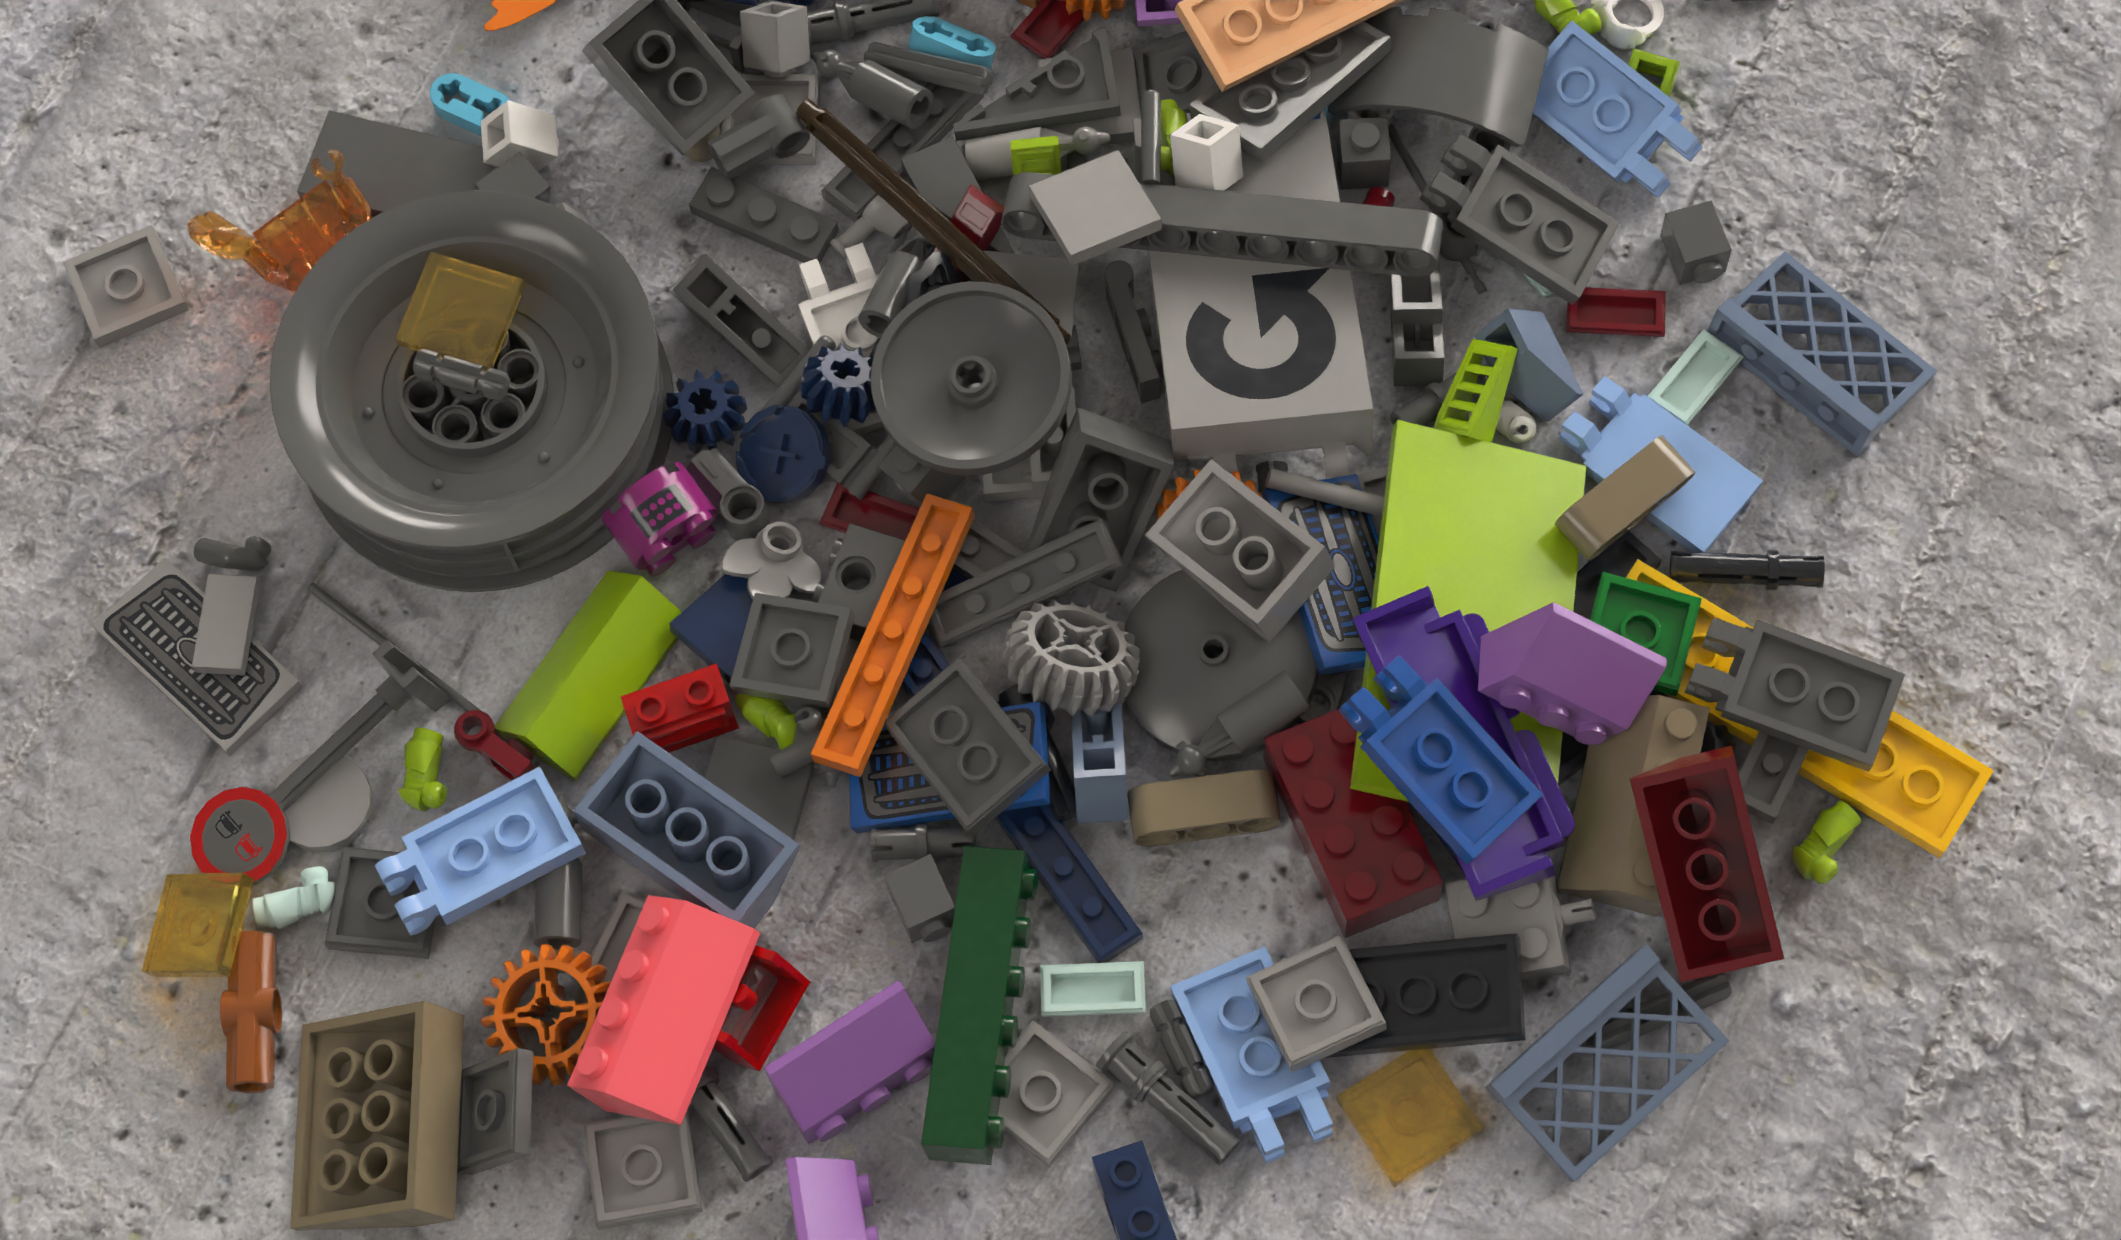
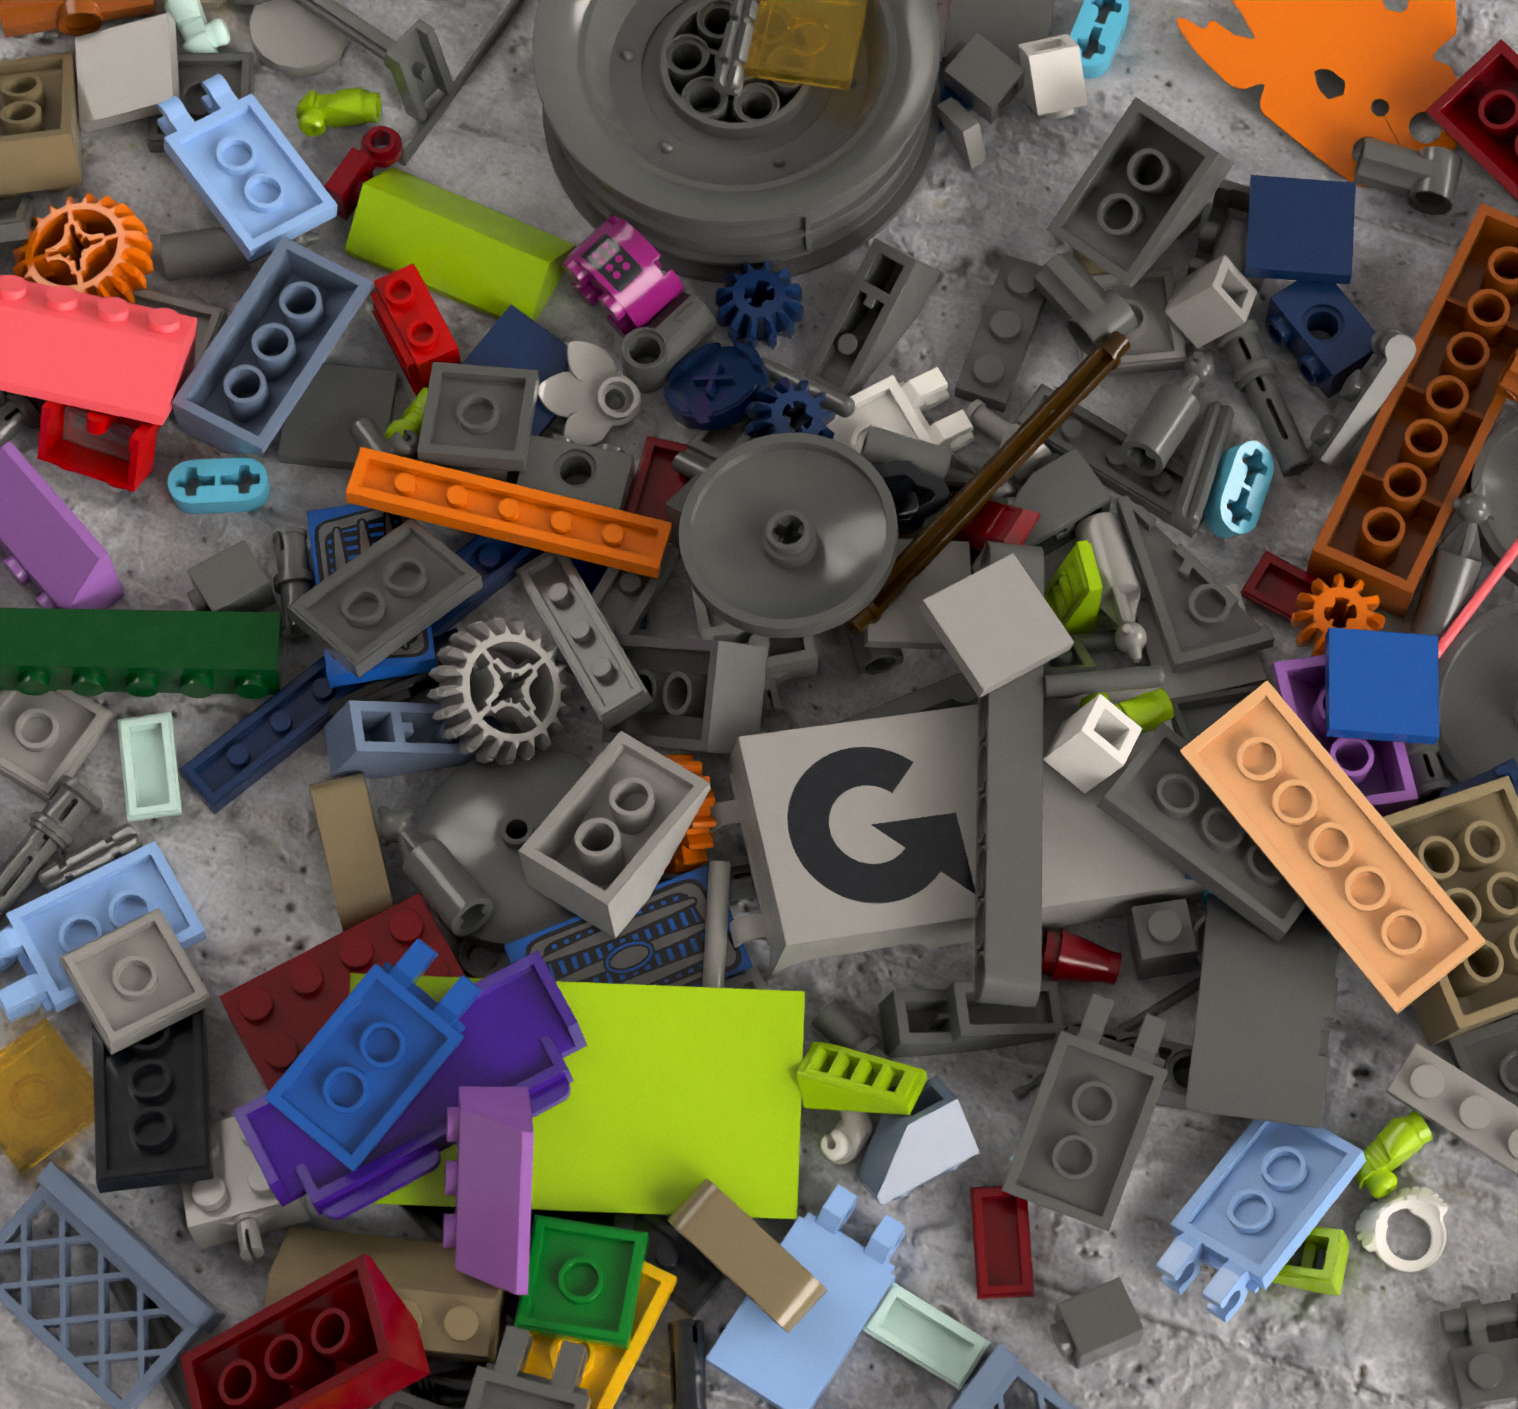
camera: 80 degrees right, 0 degrees up
(342, 964) = (126, 72): none -> light grey tile
(820, 910) = (219, 485): none -> medium azure beam

